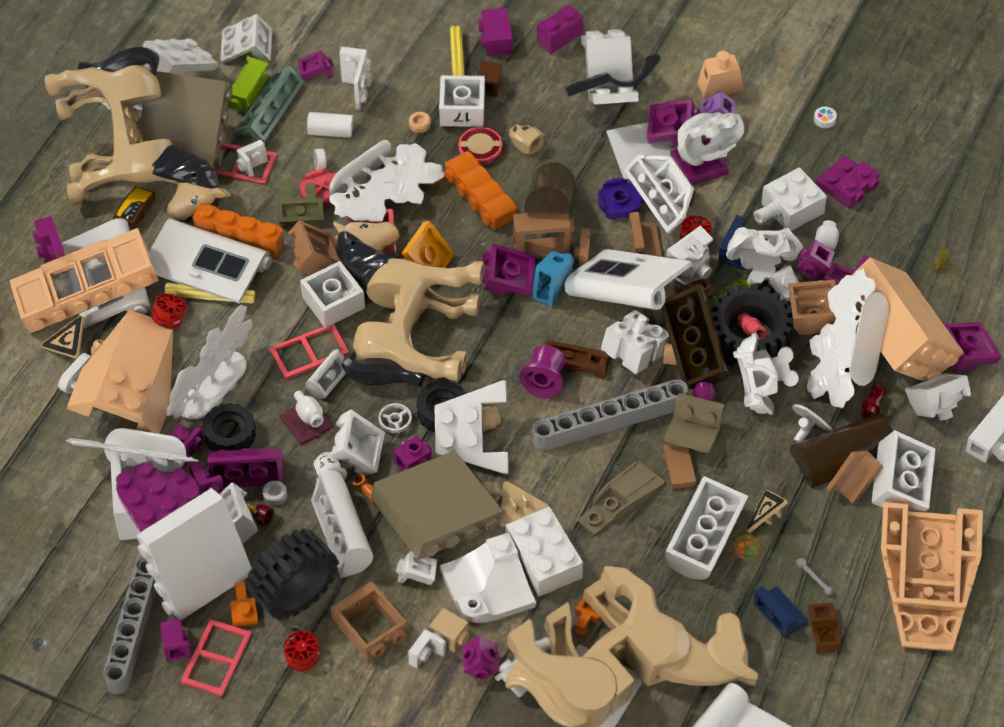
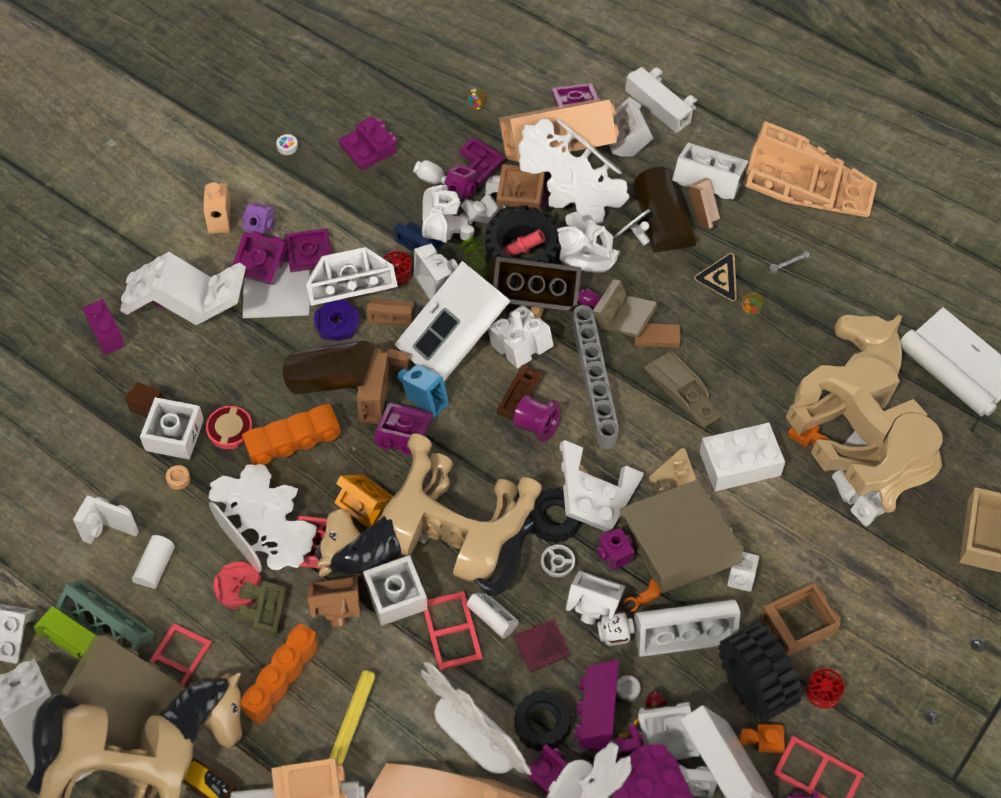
camera: 80 degrees left, 5 degrees up
(168, 311) = (373, 761): red wheel -> none
(206, 260) = (318, 700): white door -> none
(251, 156) = (178, 648): white bracket -> none
(308, 409) = (537, 636): white plant -> none
(314, 65) = (65, 563): magenta bracket -> none
(319, 159) = (202, 578): white tile -> none
(424, 646) = (834, 578): white bracket -> none
(451, 628) = (817, 552): tan brick -> none
(457, 51) = (101, 426): light yellow axle -> none
(480, 658) = (856, 529): magenta brick -> none
(489, 582) = (765, 511): white slope -> none
(496, 31) = (83, 383): magenta brick -> none
(527, 138) = (234, 384): tan rock -> none
(597, 80) = (202, 294): black piece -> none
(704, 529) = (739, 323): white brick -> none
(722, 130) = (290, 225): white piece -> none
(779, 610) = (823, 293): dark blue panel -> none
(791, 200) = (383, 186): white brick -> none
(824, 627) = (843, 266): reddish brown slope -> none
(872, 405) = (625, 177): dark red pin -> none

